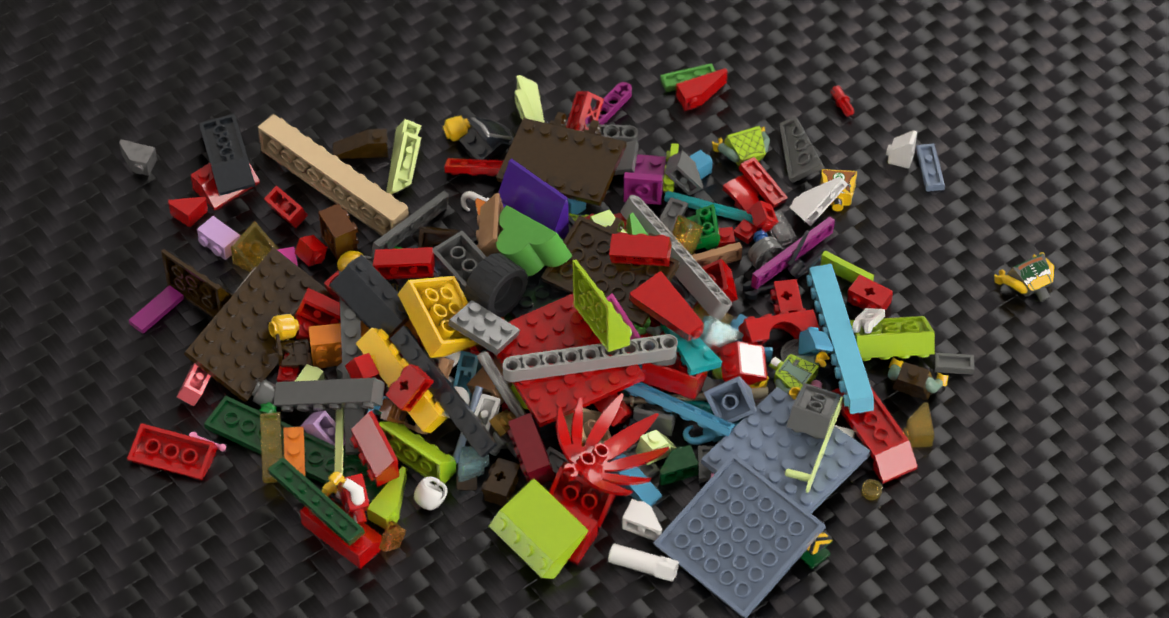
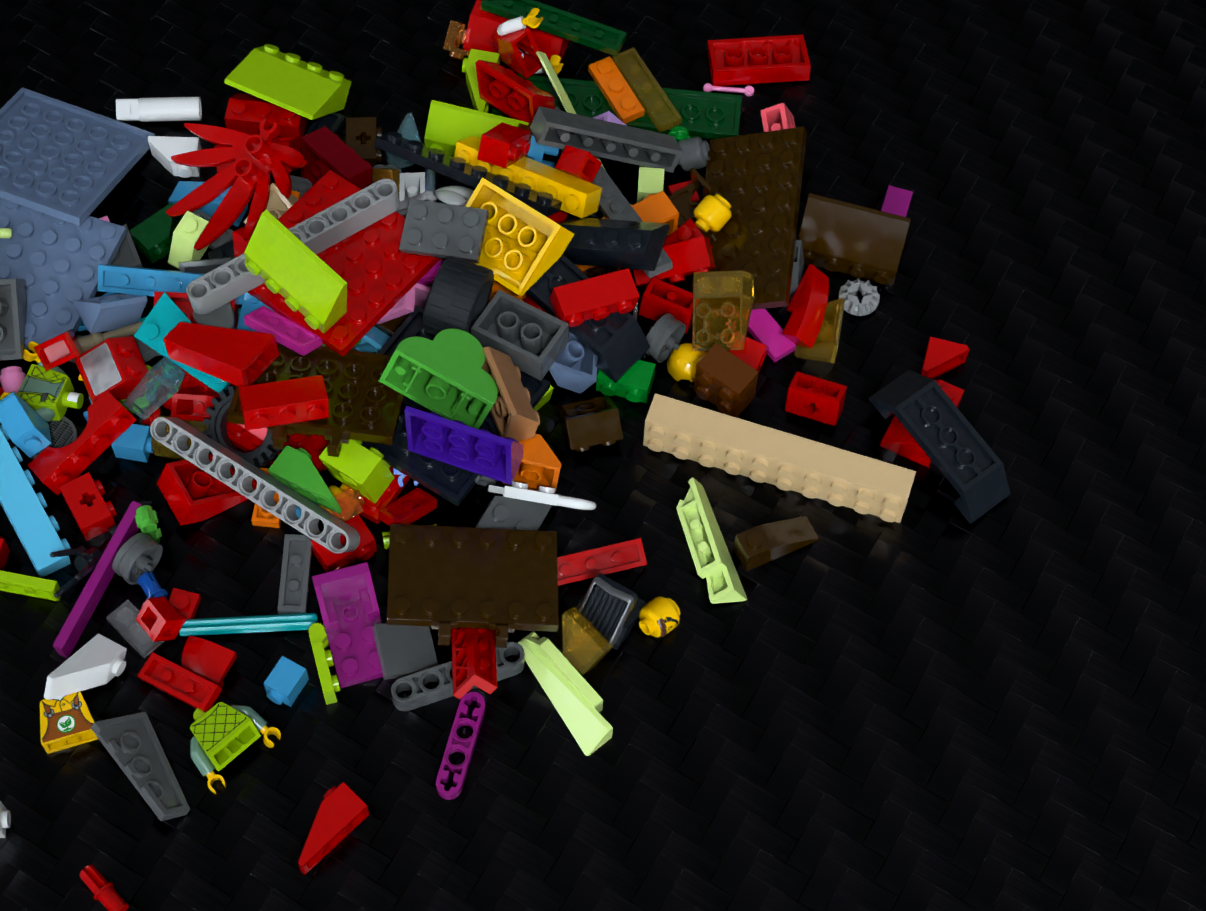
camera: 155 degrees right, 10 degrees up
(138, 156) = (1056, 411): flat silver slope -> none
(216, 273) = (870, 297): none -> light grey gear
(217, 237) = (875, 333): lavender brick -> none
(255, 255) = (807, 308): none -> red slope
(316, 262) = (721, 309): none -> clear yellow slope
(412, 223) = (635, 420): dark grey tile -> none
(430, 495) = (435, 89): white helmet -> none
(508, 120) = (582, 641): none -> clear yellow slope
(671, 79) = (360, 852): bright green tile -> none
(684, 172) = (298, 642): dark grey slope -> none
(687, 233) = (256, 530): clear yellow slope -> none
(710, 235) = (243, 572): green brick -> none
(726, 236) = (210, 584): red plate -> none
(728, 254) = (211, 537): medium nougat plate -> none
(752, 262) = (147, 522): none -> bright green bar
(772, 379) = (59, 350): none -> red slope

